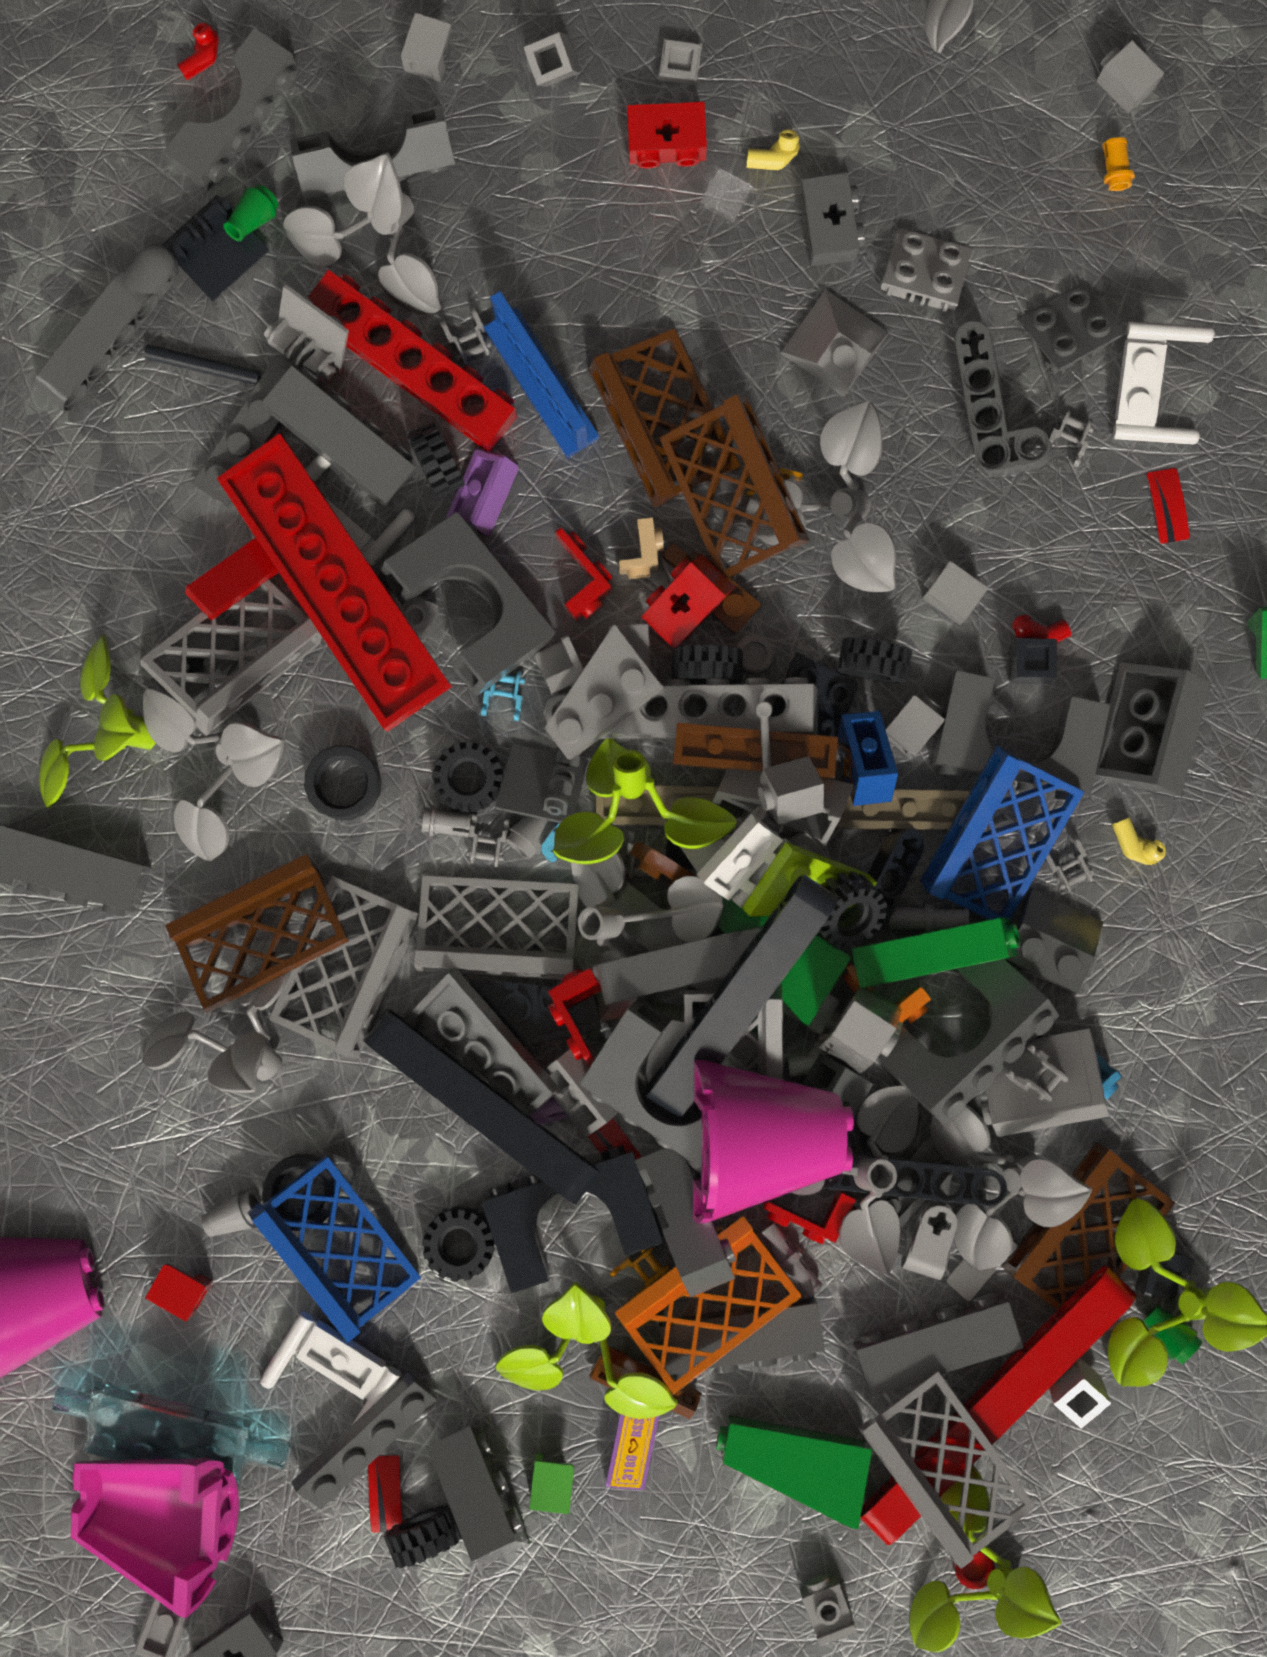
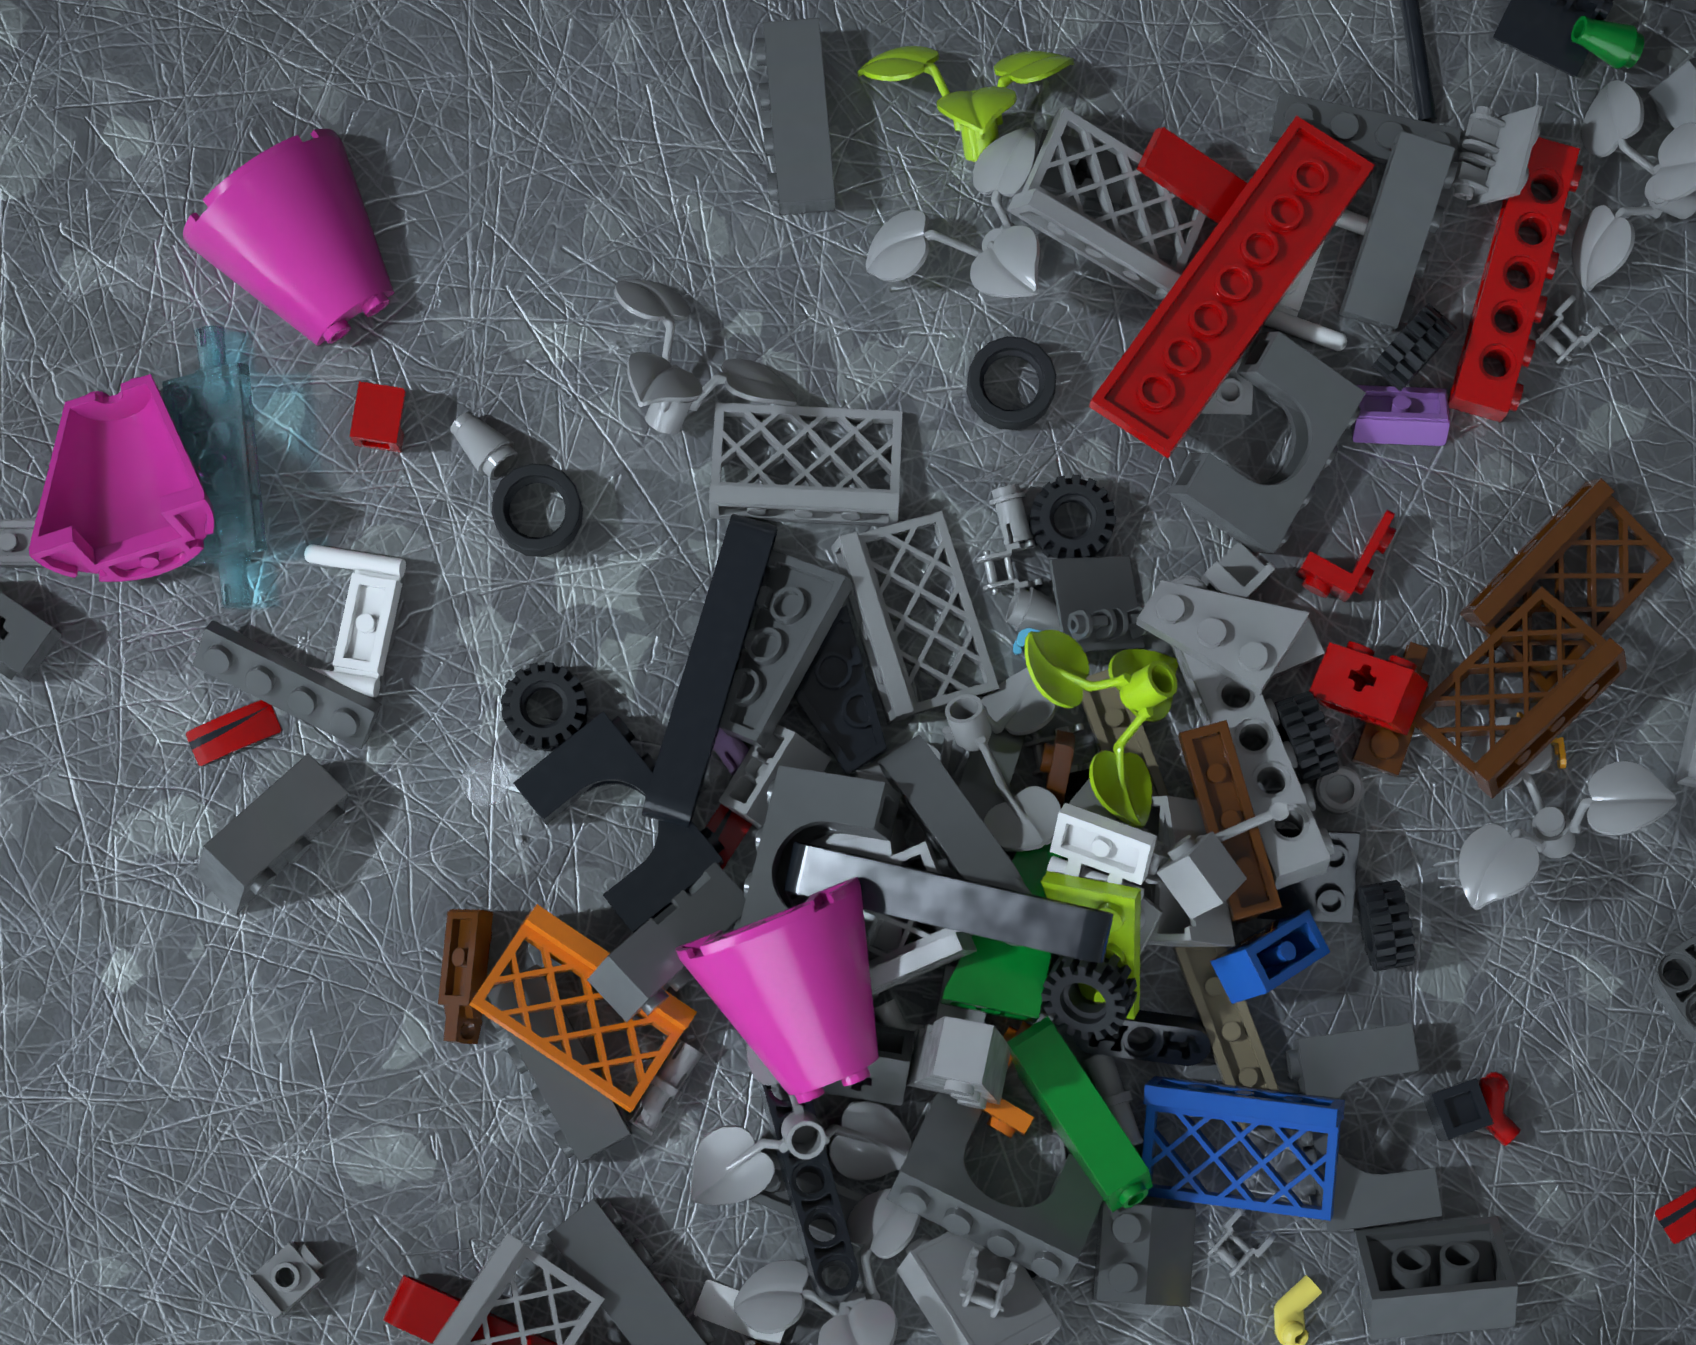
camera: 65 degrees right, 5 degrees down
(236, 909) = (831, 322): reddish brown fence -> none
(306, 1268) = (455, 549): blue fence -> none
(422, 1536) = (205, 786): black tyre -> none
(493, 691) = (1173, 507): medium azure piece -> none
(539, 378) = (1553, 430): blue fence -> none
(551, 1486) = (313, 911): bright green panel -> none
(575, 988) = (877, 723): red bracket -> none
(584, 1318) = (519, 862): lime plant -> none
(631, 1452) = (387, 988): slope -> none
(646, 1253) = (609, 925): light orange piece -> none
(650, 543) = (1417, 622): tan bracket -> none
(804, 1464) = (439, 1189): green slope -> none
(830, 1226) = (709, 1099): red bracket -> none
(914, 725) = (1329, 1000): light grey brick -> none
(929, 1246) = (740, 1241): light grey piece -> none
(953, 592) = (1500, 989): light grey brick -> none

